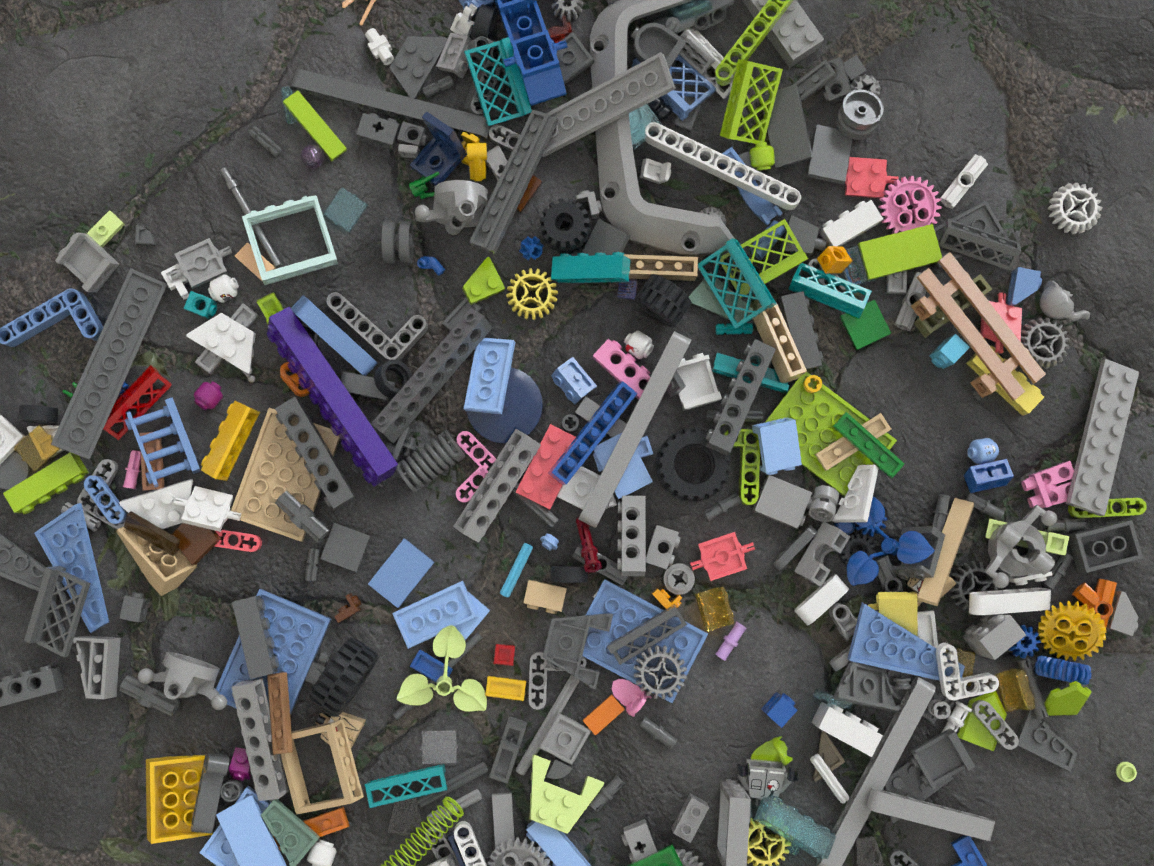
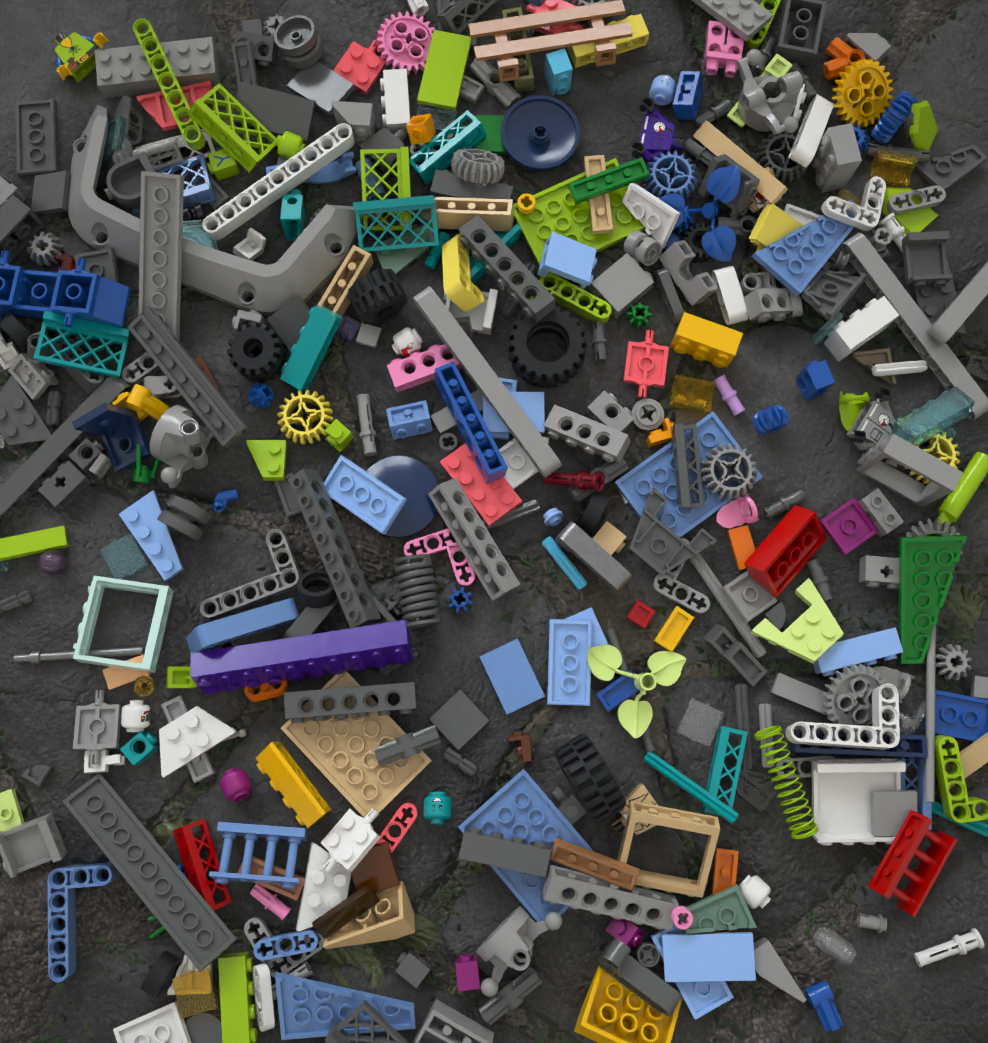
camera: 65 degrees left, 5 degrees down
(58, 502) = (263, 997): none -> white beam
(150, 653) = (467, 972): none -> magenta brick
(255, 280) = (143, 692): none -> clear yellow bush
(264, 806) = (674, 917): none -> bright pink bush
(266, 565) = (437, 808): none -> teal head
(379, 764) = (691, 787): none -> teal axle
(381, 207) = (153, 535): none -> light blue wing
(446, 502) = (456, 595): none -> blue gear
(529, 329) = (338, 435): none -> lime brick
(529, 592) = (575, 540): none -> flat silver beam
(551, 347) = (367, 433): none -> light grey pin
(617, 752) = (786, 550): none -> red slope
(629, 309) = (368, 335): none -> light grey tile
(666, 796) = (848, 526): none -> magenta plate
(701, 192) = (293, 209): none -> teal torso
(715, 109) = (222, 164): none -> lime brick
(715, 357) = (457, 276): none -> light yellow beam
(725, 687) = (770, 419): none -> blue gear
(765, 53) = (159, 110): none -> coral wing
(766, 598) = (706, 340): none -> yellow brick
(767, 526) = (637, 310): none -> green gear
(813, 201) = (358, 116): none -> light grey slope
(824, 325) = (477, 166): none -> light grey gear
(828, 636) = (768, 304): none -> light grey brick
(884, 363) = (540, 133): none -> dark blue dish
(907, 503) = (684, 177): none -> medium blue gear
(935, 465) = (655, 134): none -> dark purple torso

